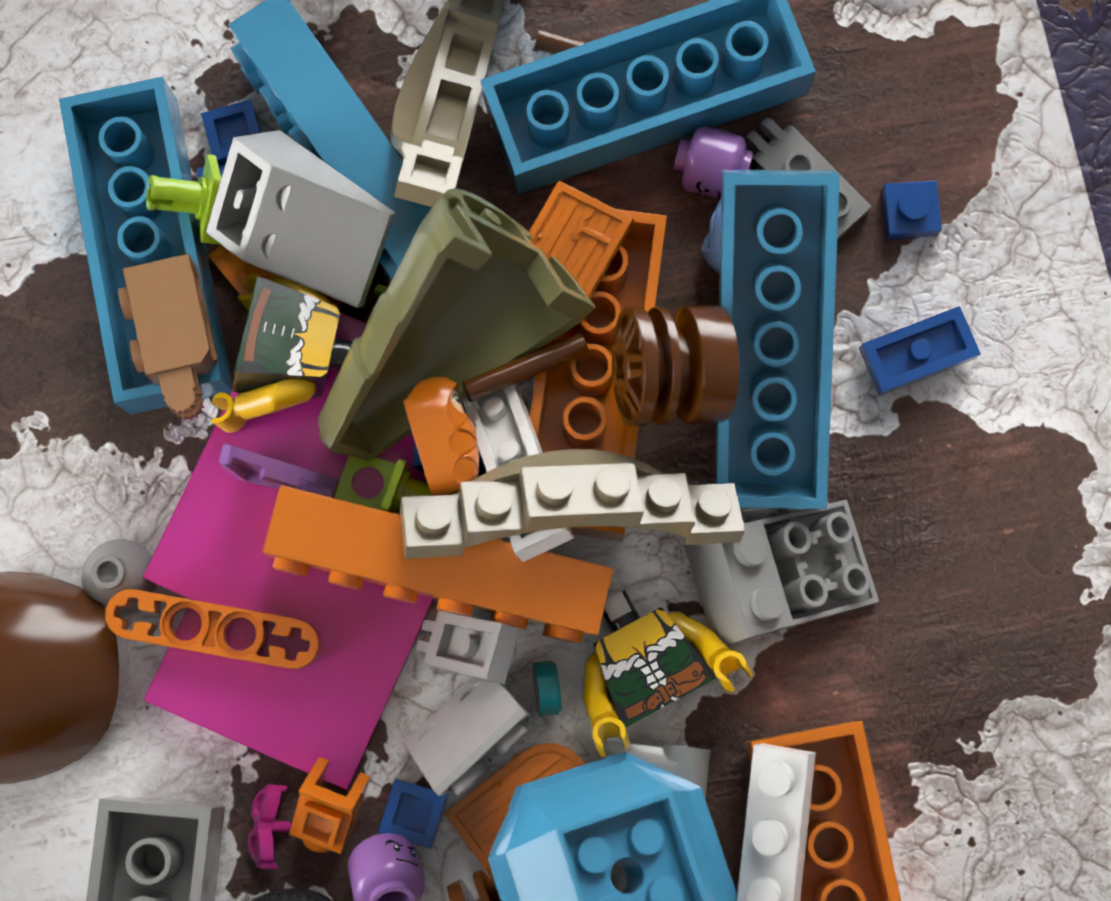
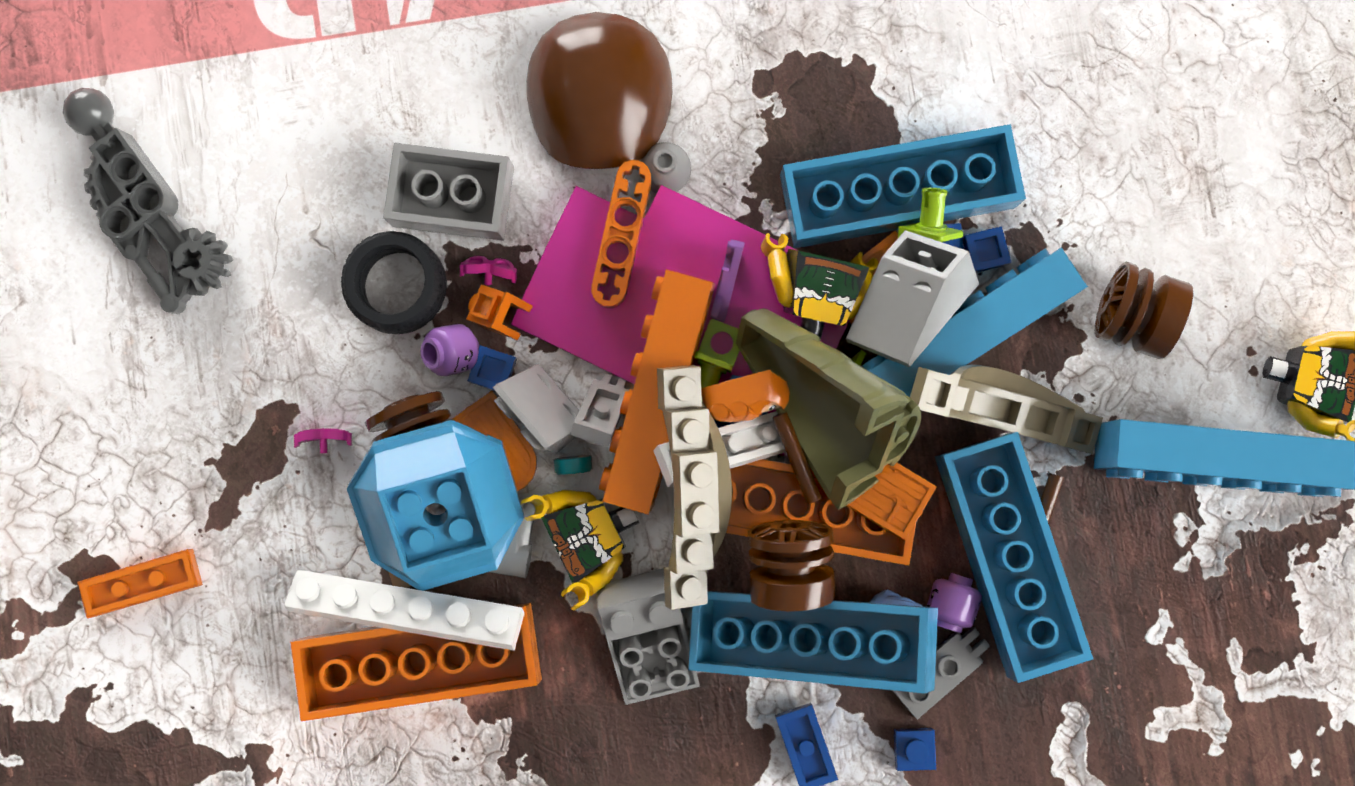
camera: 90 degrees right, 5 degrees up
(171, 330) = (832, 206): medium nougat hinge -> none

